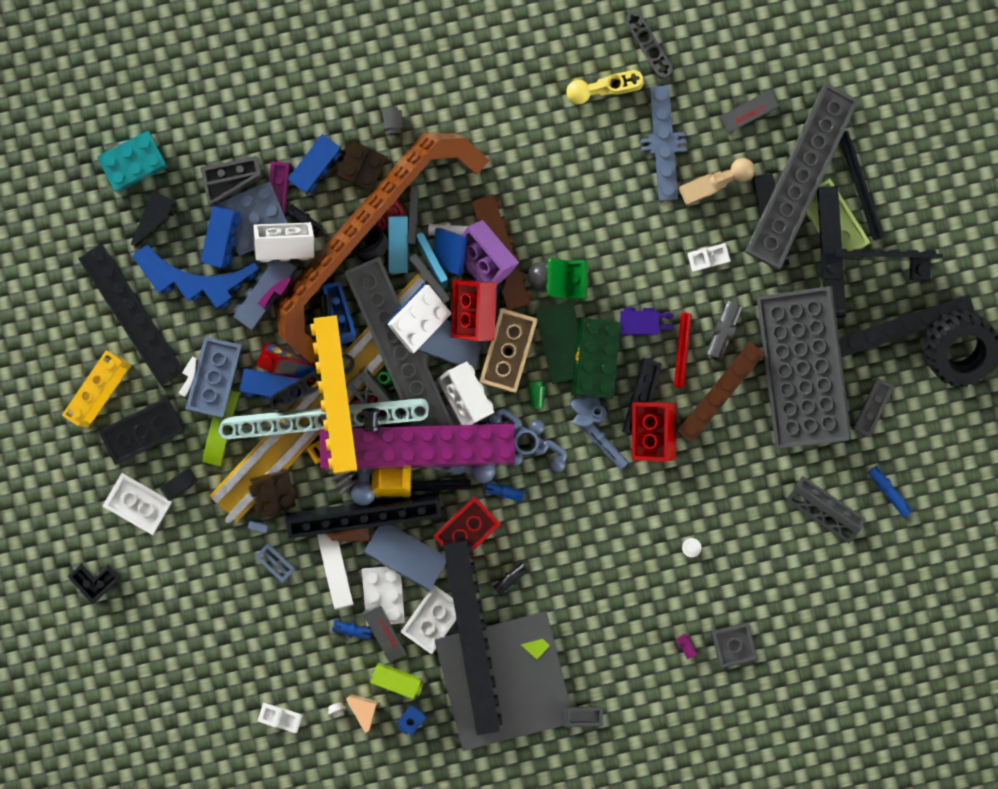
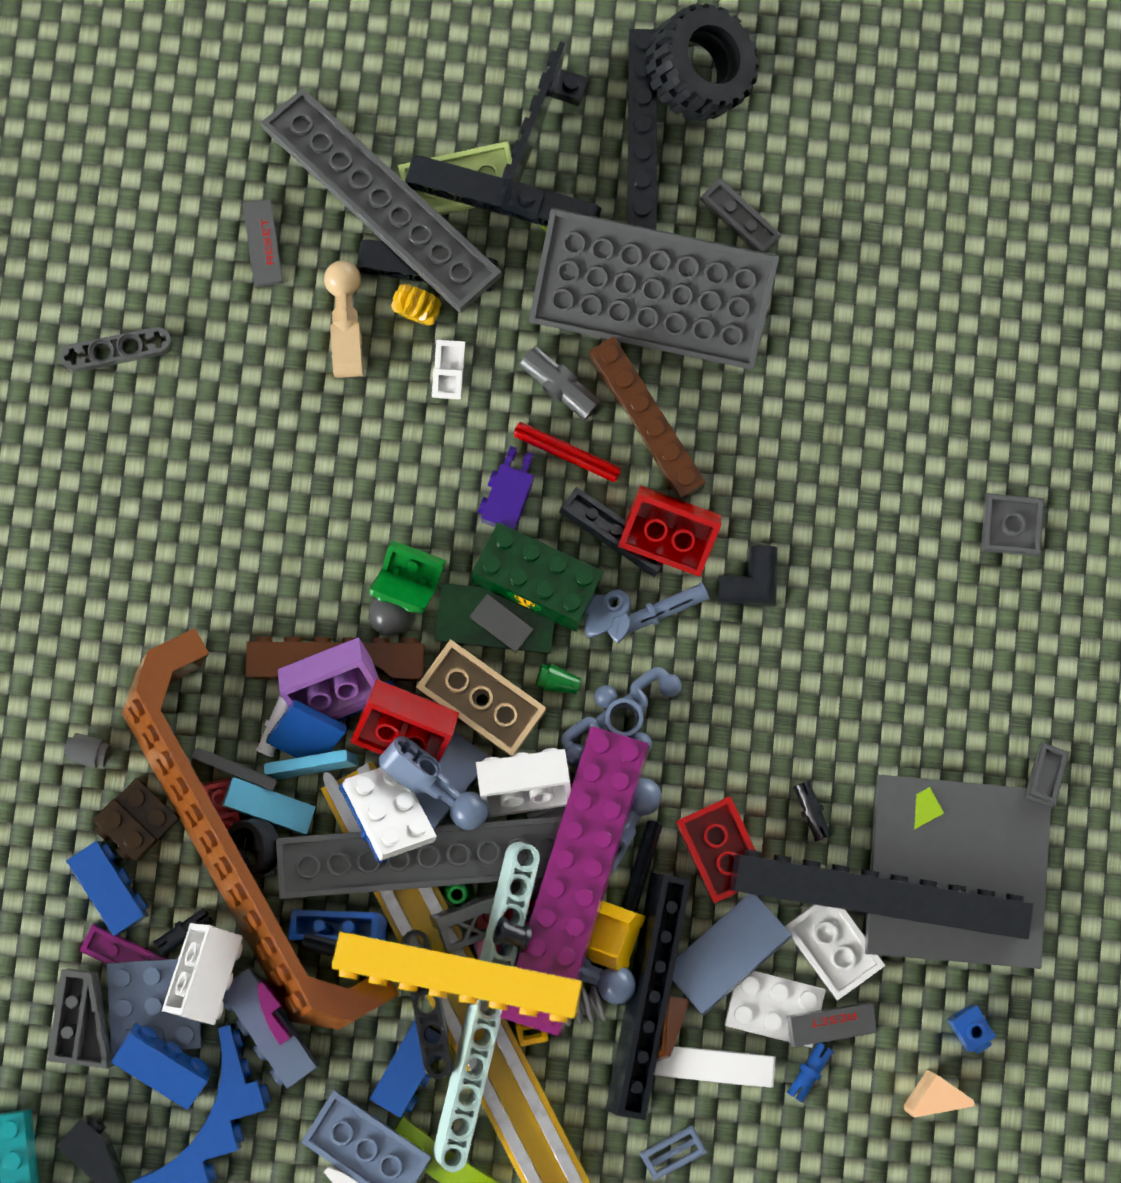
camera: 75 degrees left, 5 degrees down
(258, 527) = (611, 1159): sand blue tile -> none
(272, 493) = (569, 1121): dark brown plate -> none
(284, 362) = (382, 1035): slope -> none
(337, 710) = (921, 1135): white plate -> none
(397, 680) = (909, 1030): lime window -> none
(428, 278) = (333, 777): dark grey tile -> none
(448, 330) = (421, 774): none -> sand blue beam
(504, 491) = (683, 776): blue pin -> none
(559, 346) = (501, 623): none -> dark grey tile
(579, 91) = (146, 468): light yellow beam -> none
(639, 498) = (759, 585): none -> black brick
(664, 143) = (264, 376): sand blue hinge -> none
(686, 646) = (992, 592): magenta pin -> none
(691, 547) = (853, 536): white plate -> none
(742, 222) = (416, 304): none -> yellow gear
(828, 507) = (861, 324): dark grey fence -> none
(861, 186) = (426, 127): black axle -> none
(892, 494) = (860, 236): blue pin -> none

